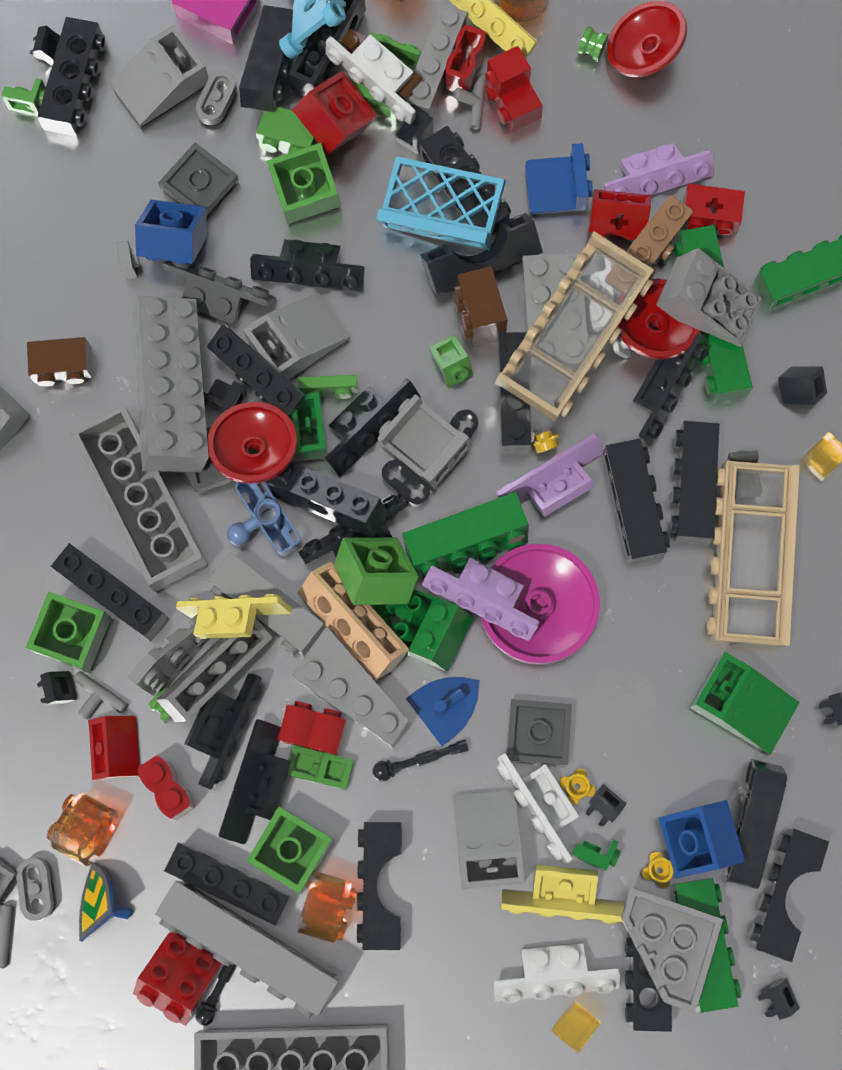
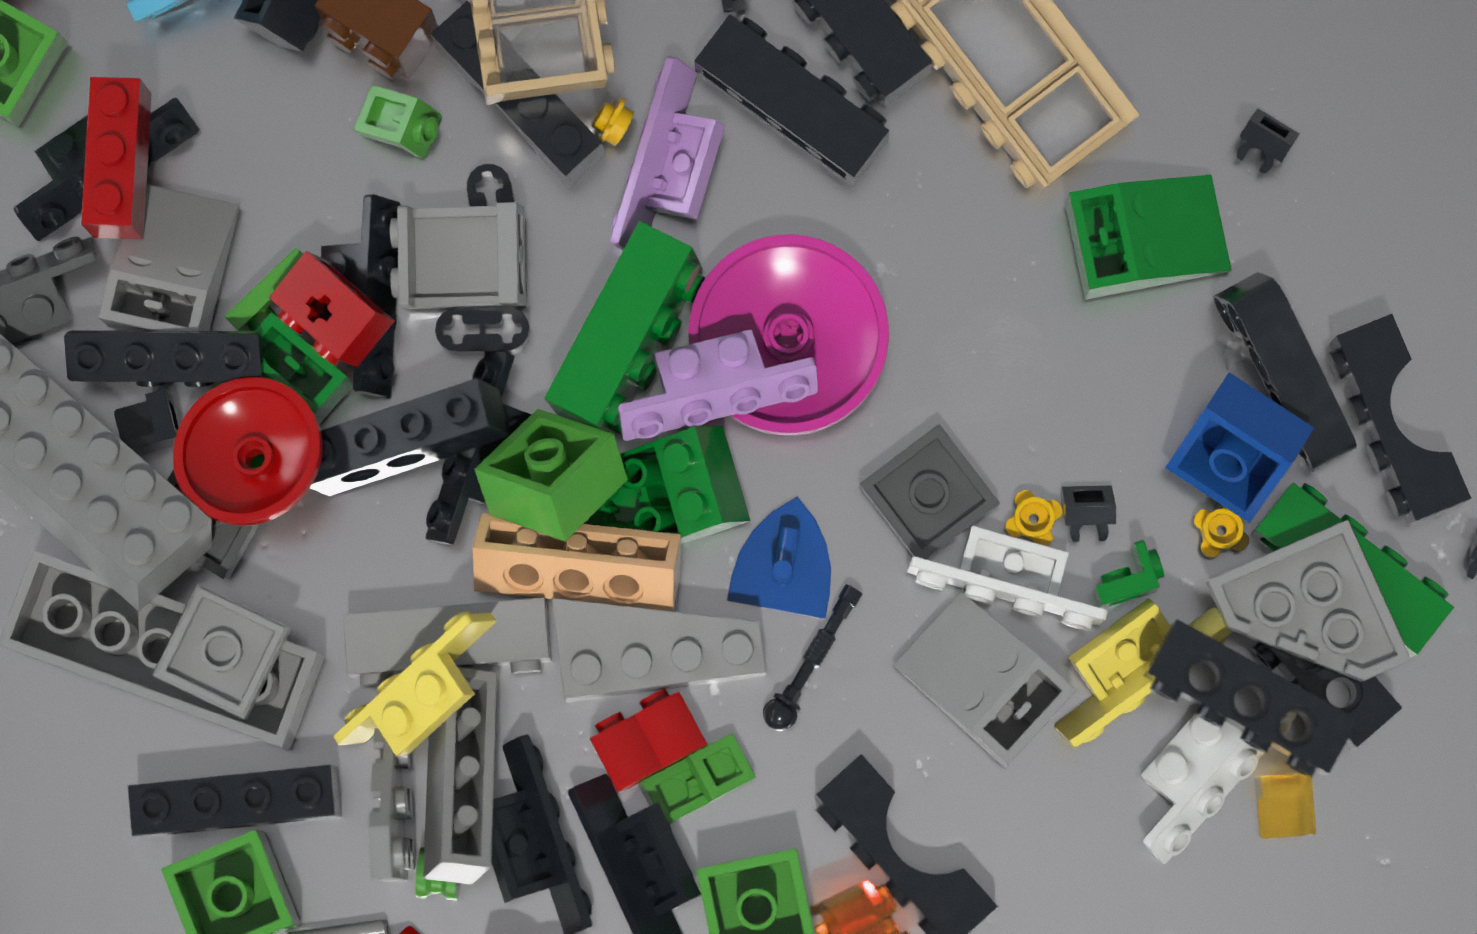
camera: 40 degrees left, 5 degrees up
(161, 520) = (222, 651): none -> light grey tile
(274, 530) = (373, 535): medium blue piece -> none
(313, 268) = (116, 158): none -> red brick
(345, 414) = (355, 319): none -> red brick
(627, 1006) = (1325, 724): none -> black brick

